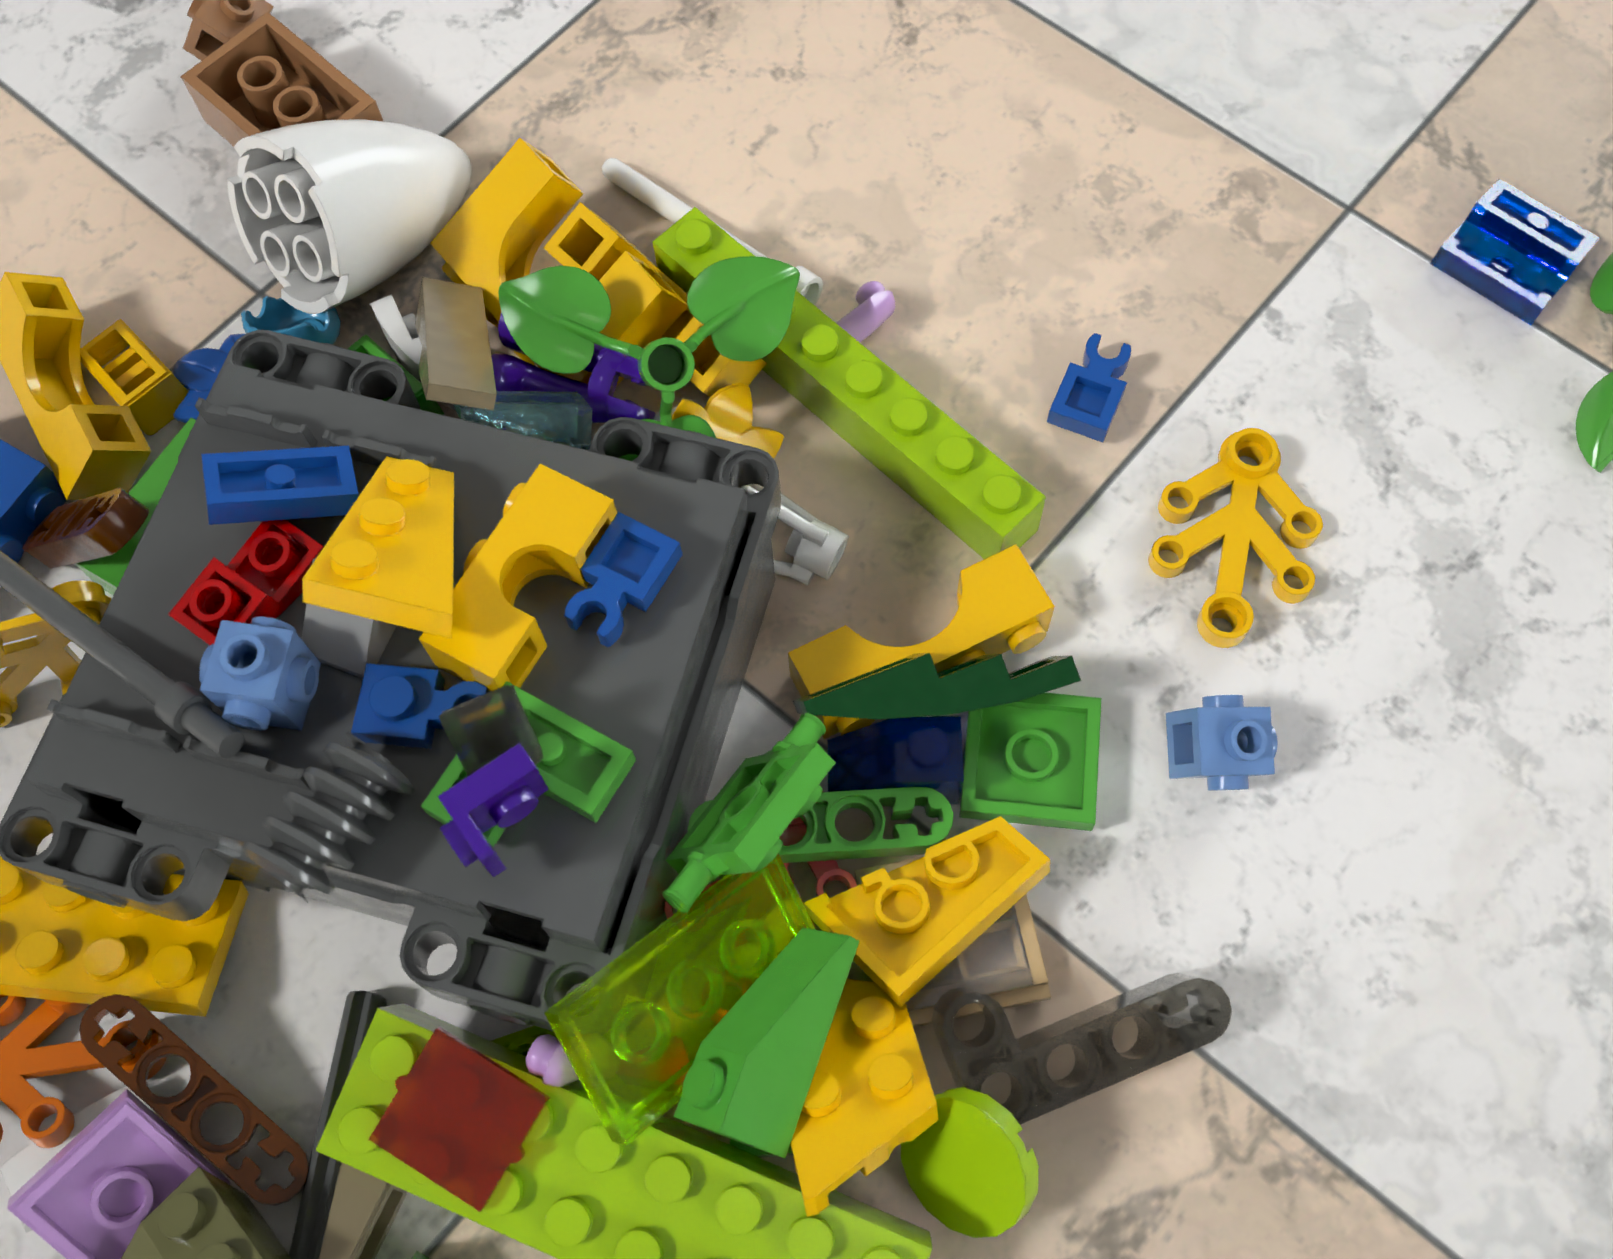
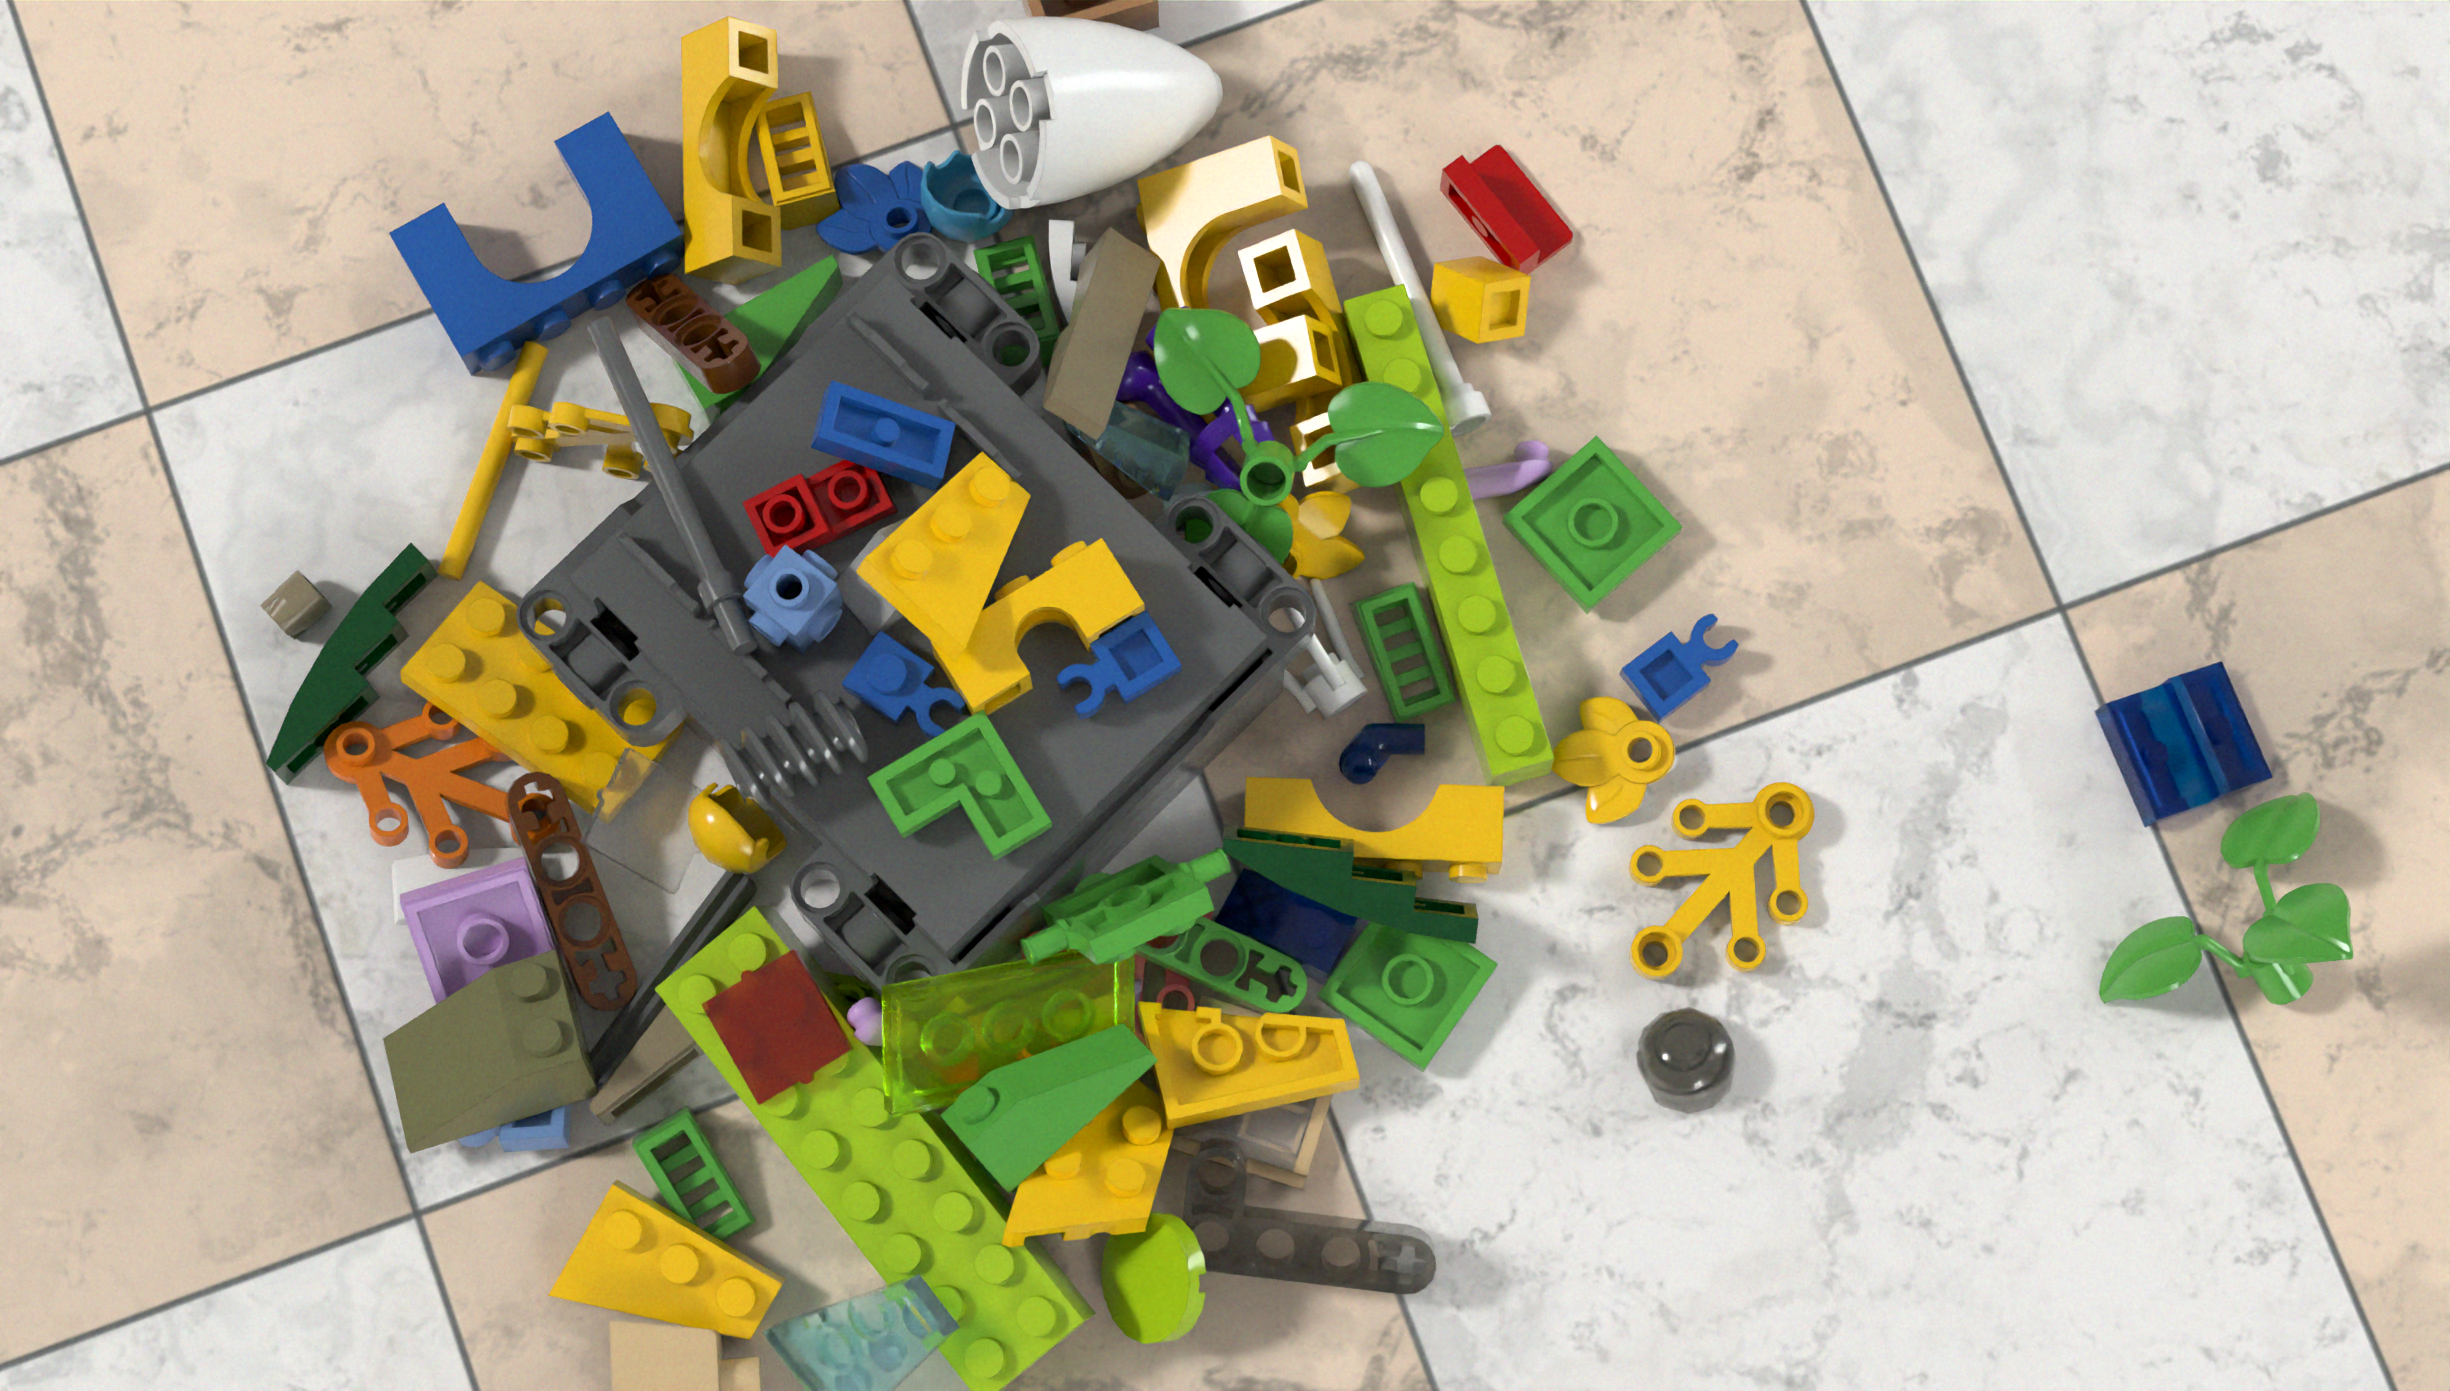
camera: 25 degrees right, 10 degrees up
(245, 989) = (645, 821): none -> clear piece
(332, 955) = (732, 833): none -> yellow hair
(489, 728) = (949, 756): clear smoke slope -> none
(491, 796) = (929, 806): dark purple bracket -> none
(740, 143) = (1505, 209): none -> red panel
(761, 203) = (1480, 299): none -> yellow panel
(857, 464) = (1381, 660): none -> bright green slope
(881, 578) = (1375, 745): none -> clear blue arm
(953, 321) = (1591, 524): none -> bright green plate
(1082, 493) = (1603, 758): none -> yellow plate
(1221, 742) = (1573, 1061): medium blue brick -> none
(1309, 694) = (1686, 1059): none -> clear smoke hair

